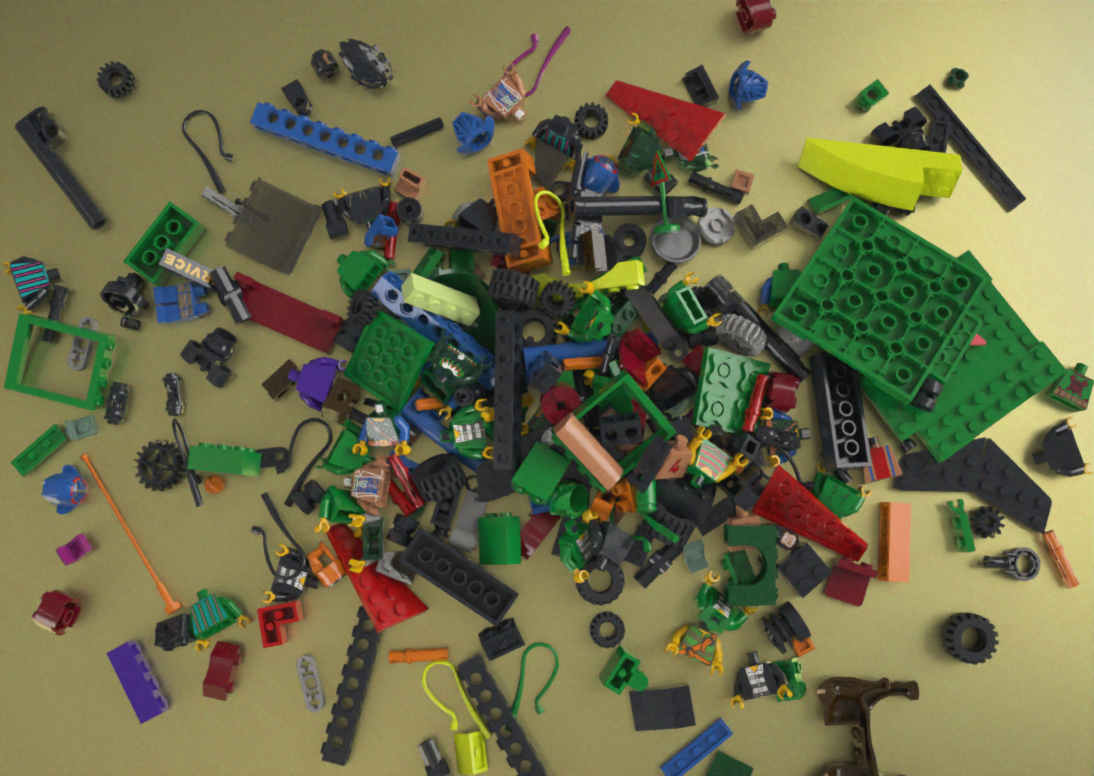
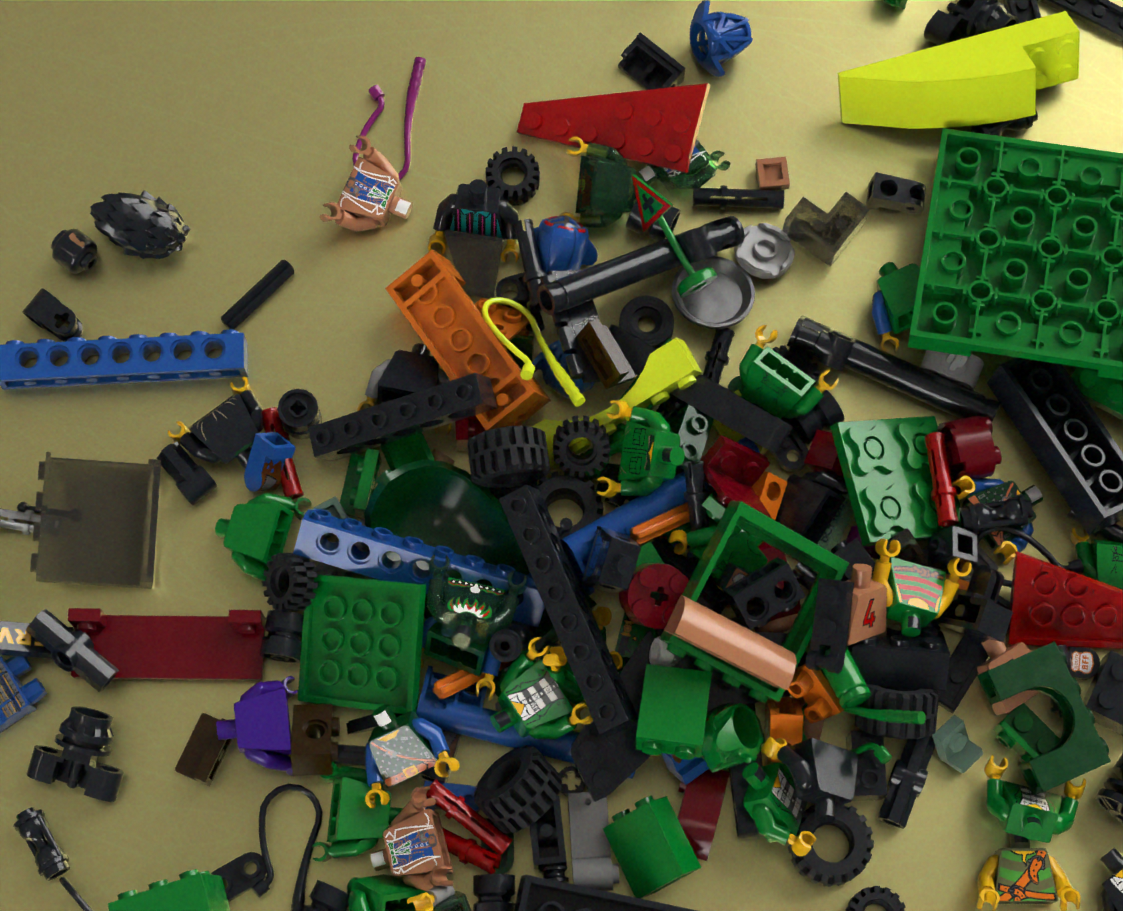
camera: 30 degrees left, 10 degrees down
(410, 184) = (280, 373): nougat piece -> none
(440, 299) = (405, 518): yellowish green brick -> none
(469, 128) = (337, 255): blue piece -> none
(741, 335) = (874, 389): light grey gear -> none
(828, 201) = (909, 151): green panel -> none

